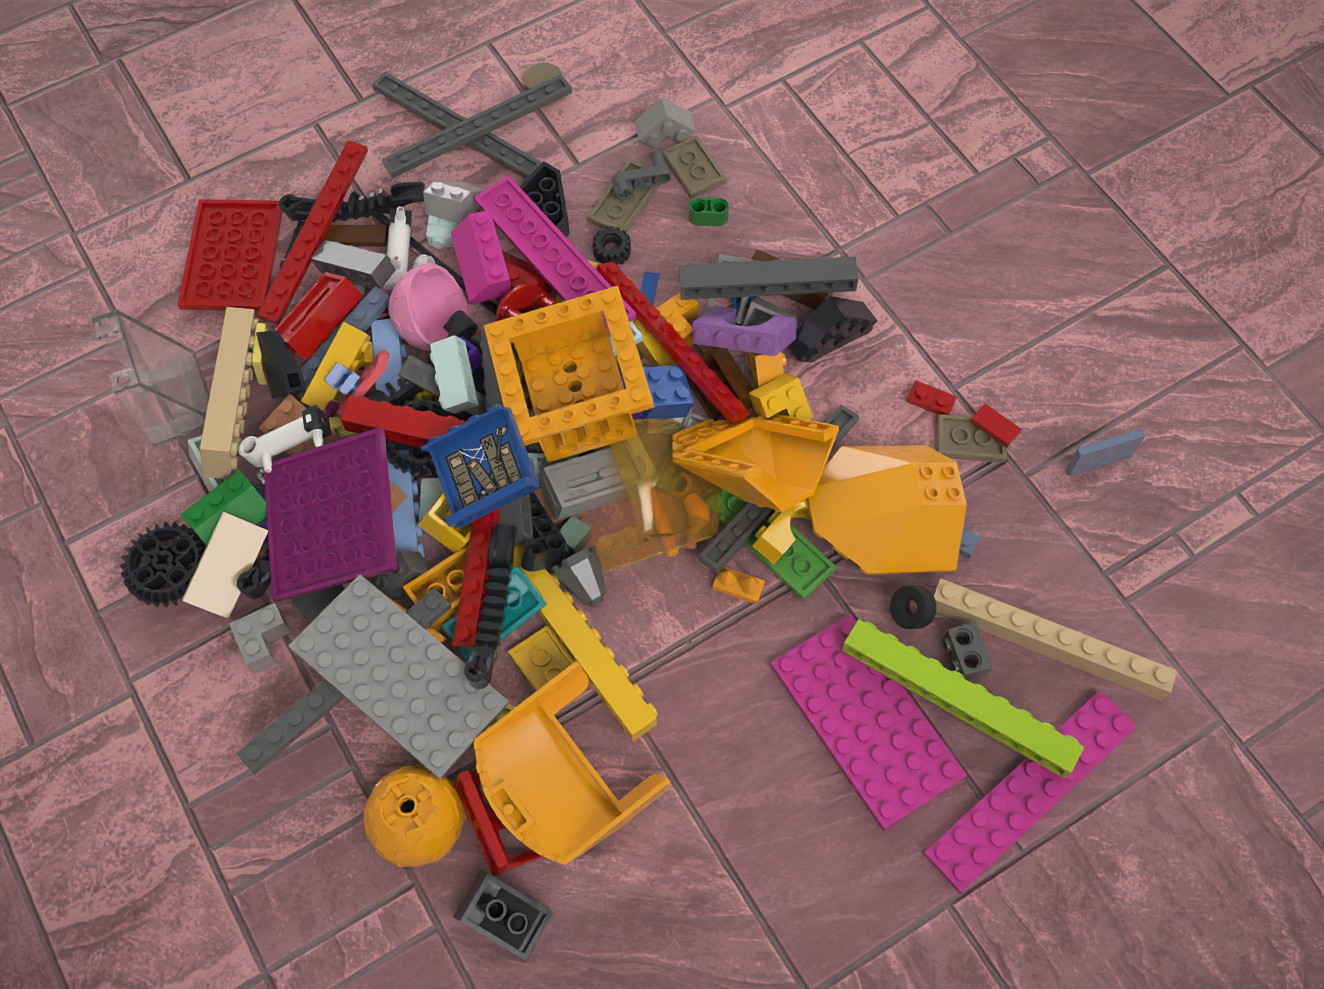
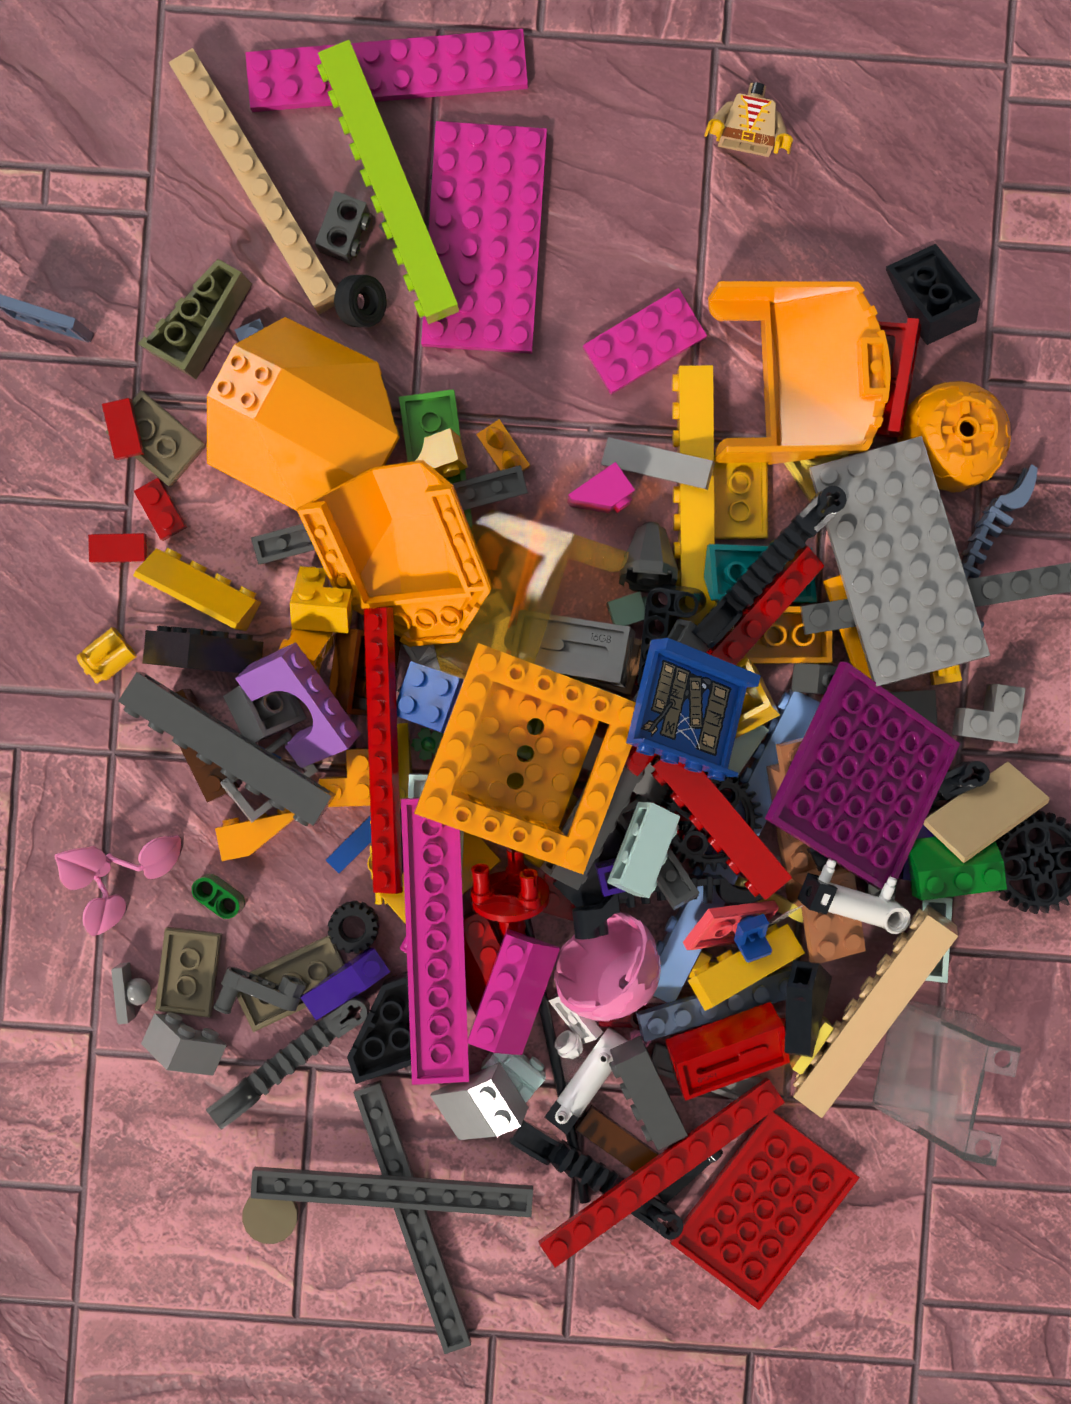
camera: 145 degrees left, 25 degrees up
(338, 798) = (1012, 500): none -> sand blue piece
(581, 190) = (286, 1061): none -> dark grey piece
(591, 212) = (345, 983): none -> dark purple slope
(622, 641) = (658, 463): none -> light grey tile
(646, 594) = (603, 492): none -> dark pink slope
(695, 728) = (644, 341): none -> dark pink plate
(720, 133) = (128, 992): none -> light grey tile
(720, 243) = (244, 838): none -> light orange slope
(736, 943) = (750, 124): none -> torso
(798, 159) = (82, 865): none -> bright pink plant
(864, 361) = (199, 589): none -> yellow slope
(890, 293) = (106, 656): none -> yellow piece
(937, 359) = (117, 548): none -> red tile
(1007, 519) = (199, 320): none -> olive wedge

